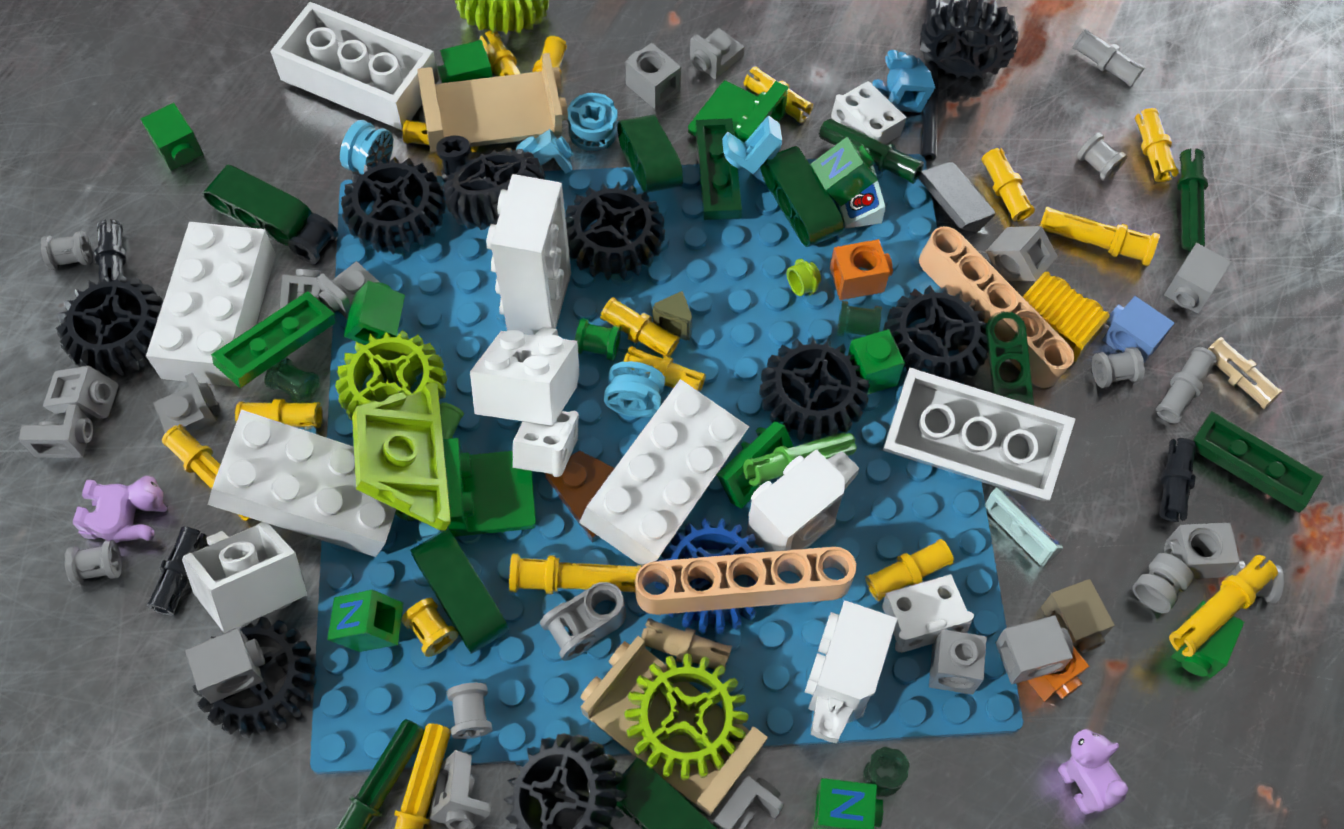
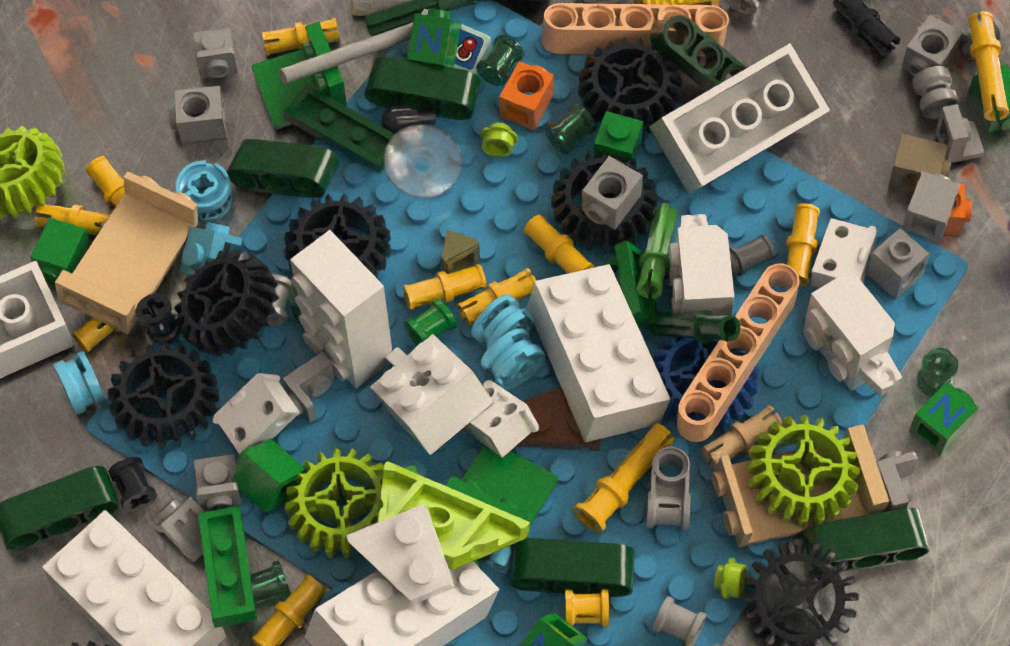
camera: 50 degrees left, 0 degrees up
(339, 444) = (406, 553): none -> white wing
(421, 271) = (256, 412): none -> white piece
(471, 288) = (307, 381): none -> light grey bracket
(541, 724) = (730, 579): none -> lime plate
(610, 419) = (513, 359): none -> medium azure wheel
(738, 222) = (428, 146): none -> clear dish
(739, 532) = (703, 326): none -> dark green axle
(744, 383) = (557, 247): none -> yellow pin
(759, 113) = (345, 54): none -> light grey bar
(761, 145) = (360, 84): medium azure bracket -> none
(763, 204) = (403, 116): none -> black cylinder
(819, 367) = (615, 179): none -> light grey brick
(861, 533) = (750, 254): none -> dark grey pin
(875, 228) = (500, 60): none -> clear green bush
(1022, 526) = (822, 149): light aqua slope -> none
(1135, 633) = (959, 135): none -> light grey bracket

